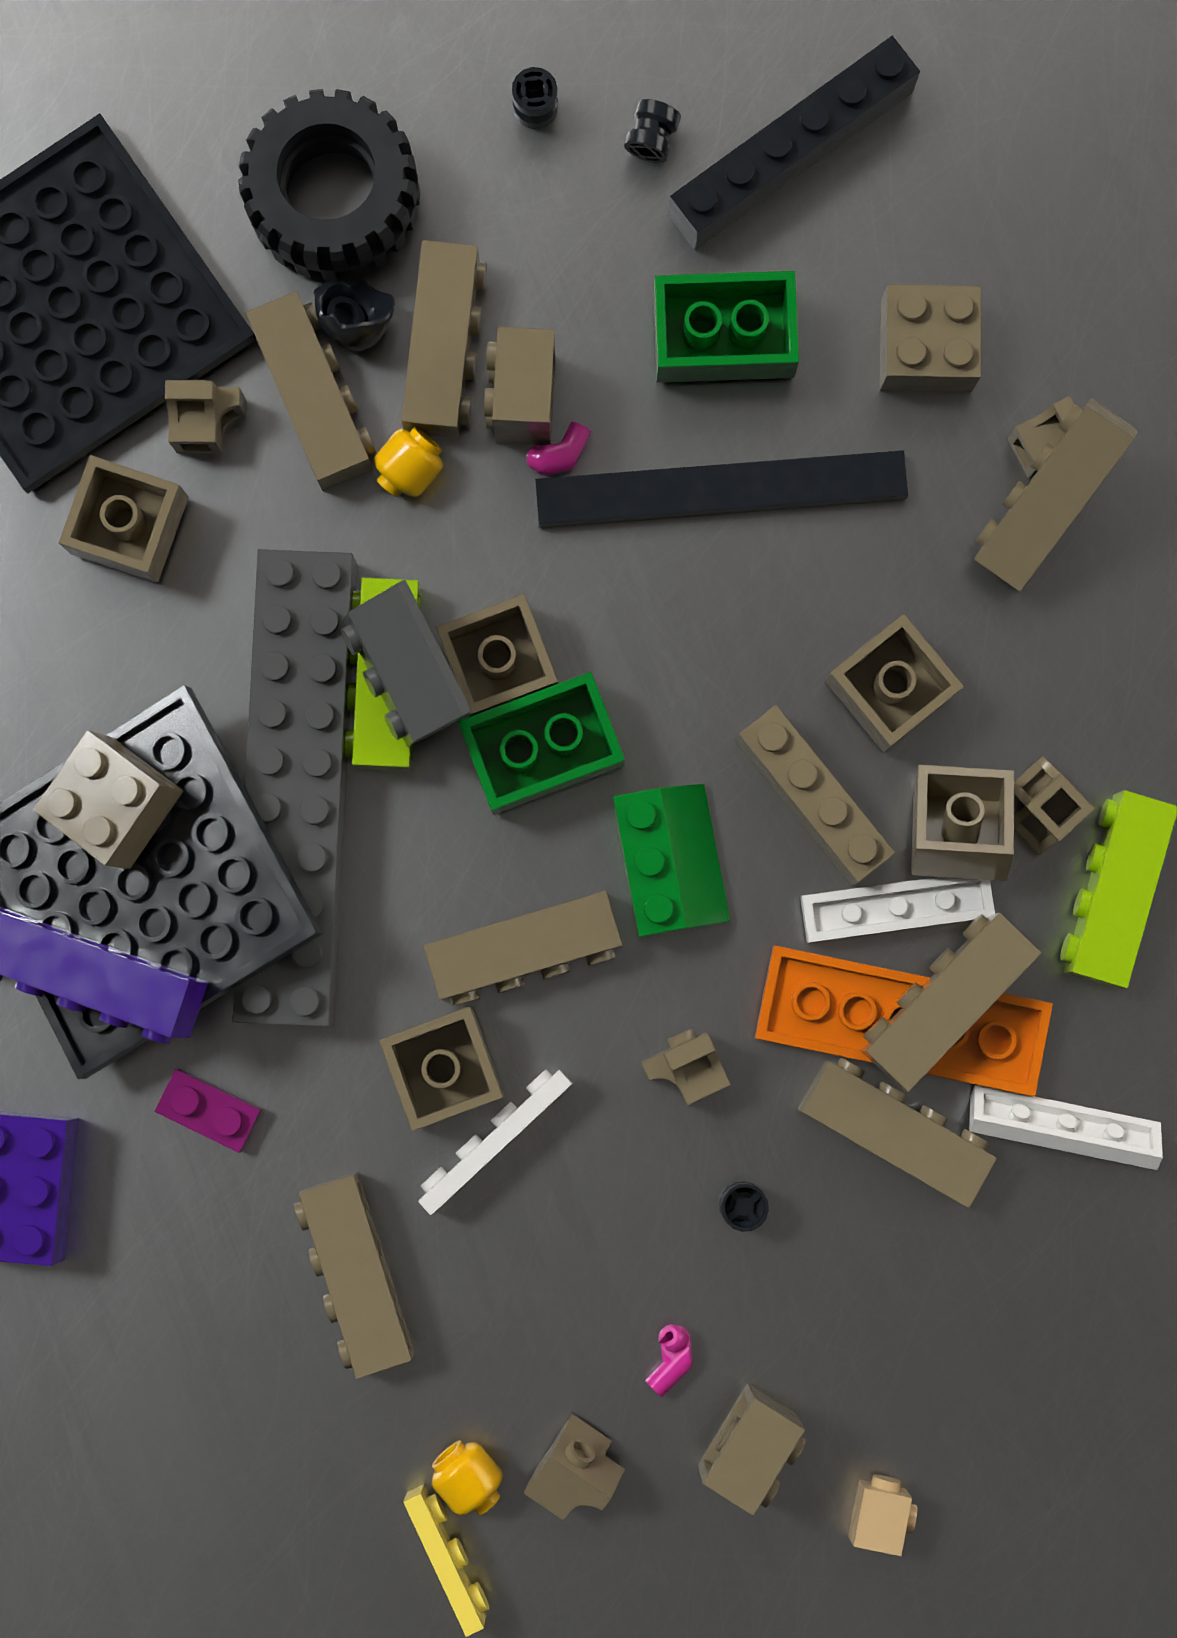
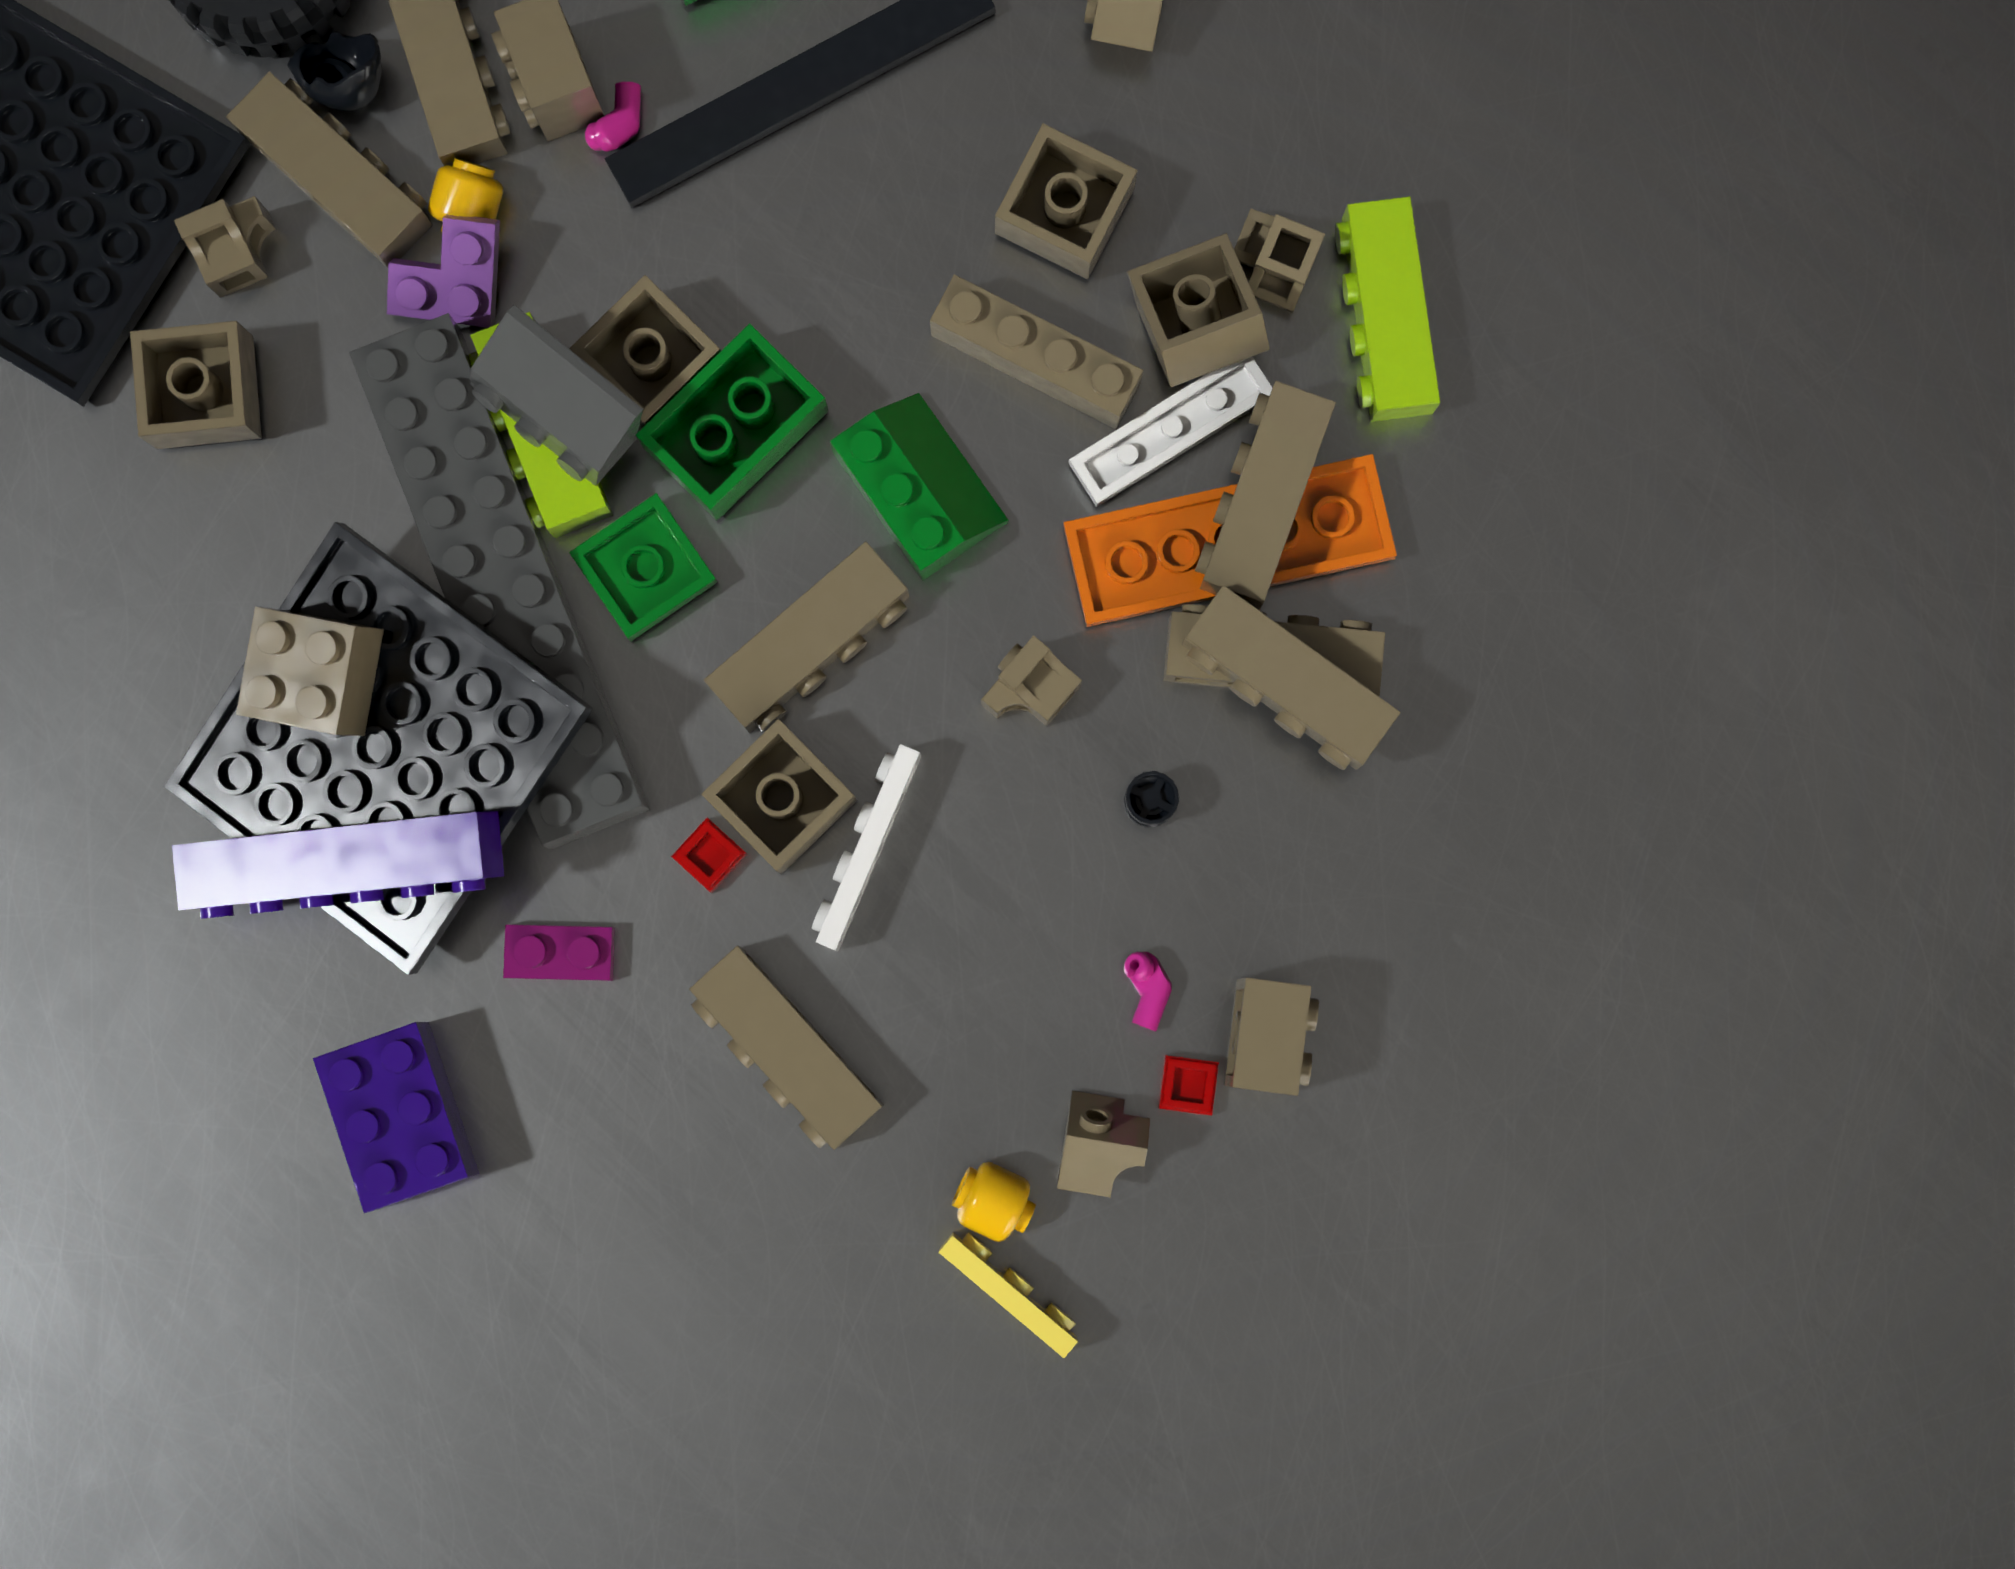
camera: 25 degrees left, 0 degrees up
(365, 1085) = (709, 855): none -> red tile
(370, 531) = (459, 285): none -> medium lavender plate
(416, 827) = (643, 567): none -> green plate
(668, 1453) = (1188, 1085): none -> red tile
(882, 1515) = (1432, 1046): tan brick -> none
(901, 1164) = (1289, 679): none -> dark tan brick
(1066, 1127) = (1442, 573): white plate -> none

